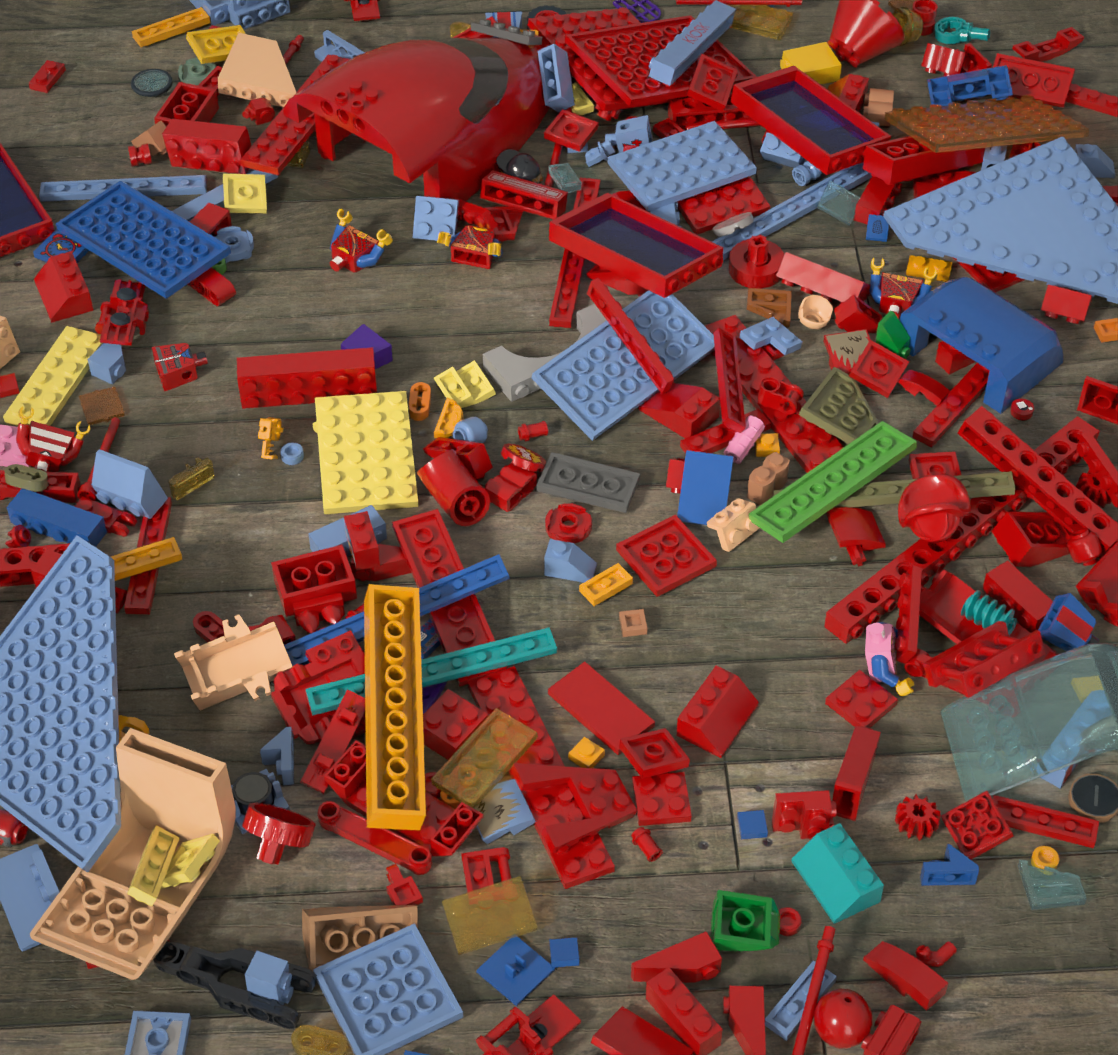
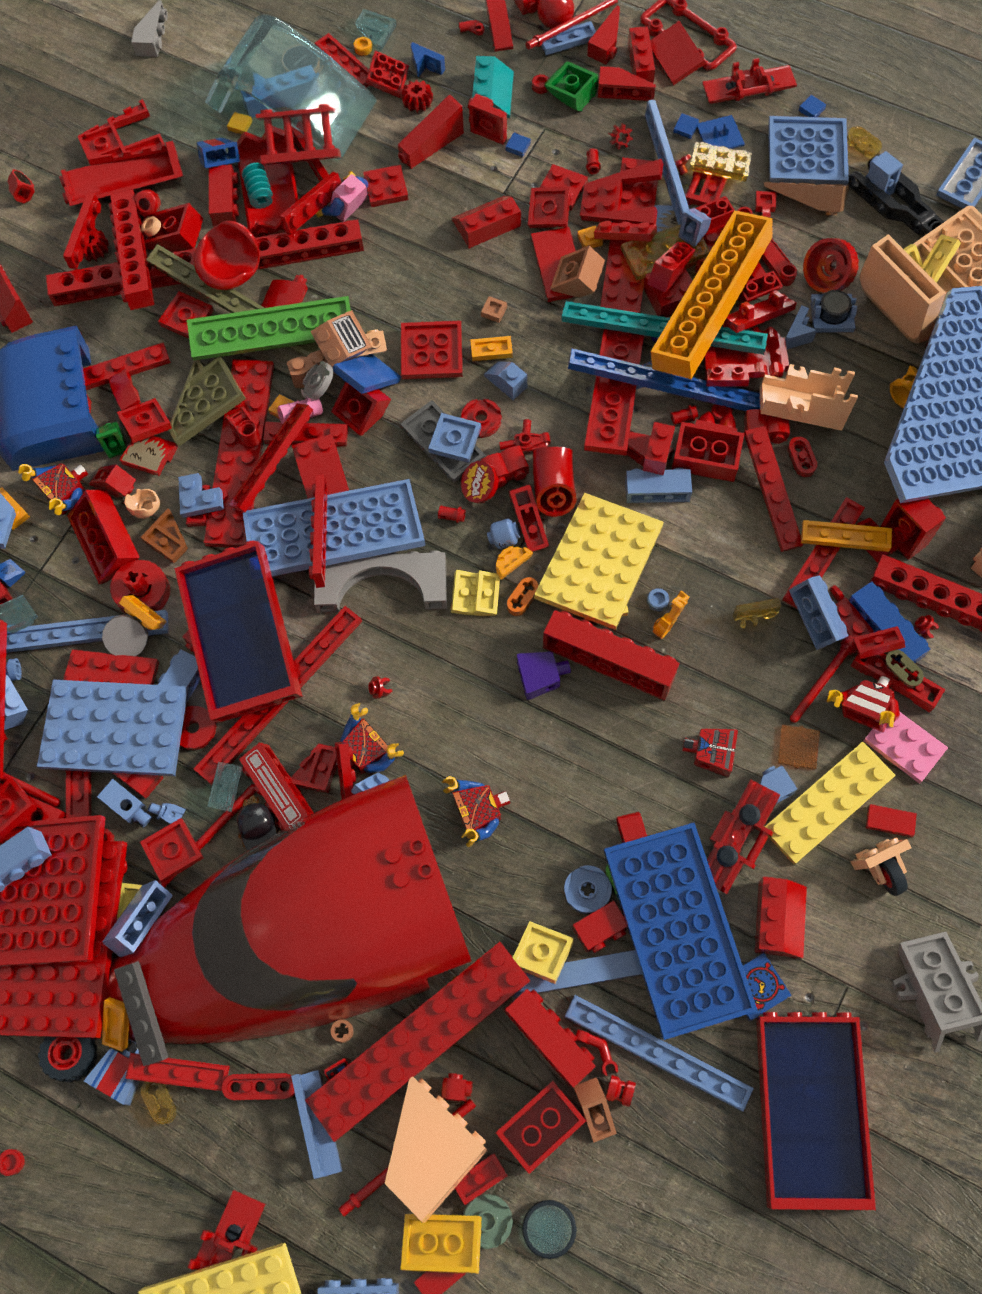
camera: 145 degrees left, 20 degrees up
(58, 482) = (879, 642): none -> red plate
(167, 173) = (601, 1044): none -> red arm
(230, 581) = (773, 488): none -> red plate
(460, 719) = (670, 266): none -> red slope
(461, 772) = (694, 226): none -> medium blue slope
(497, 286) = (376, 687): none -> red plate
(506, 518) = (527, 440): none -> red piece
(539, 890) = (680, 164): none -> red plant
(543, 751) = (625, 231): none -> red plate
(553, 872) = (669, 168): none -> medium blue tile
(565, 687) = (578, 273): none -> nougat slope
(574, 476) = (454, 437): none -> medium blue plate
(633, 886) = (625, 136): none -> red gear
(730, 233) = (137, 608): none -> light orange plate
(742, 449) = (317, 381): none -> light grey tile
(750, 485) = (341, 338): none -> nougat slope
(1052, 523) = (151, 226): none -> light nougat tile

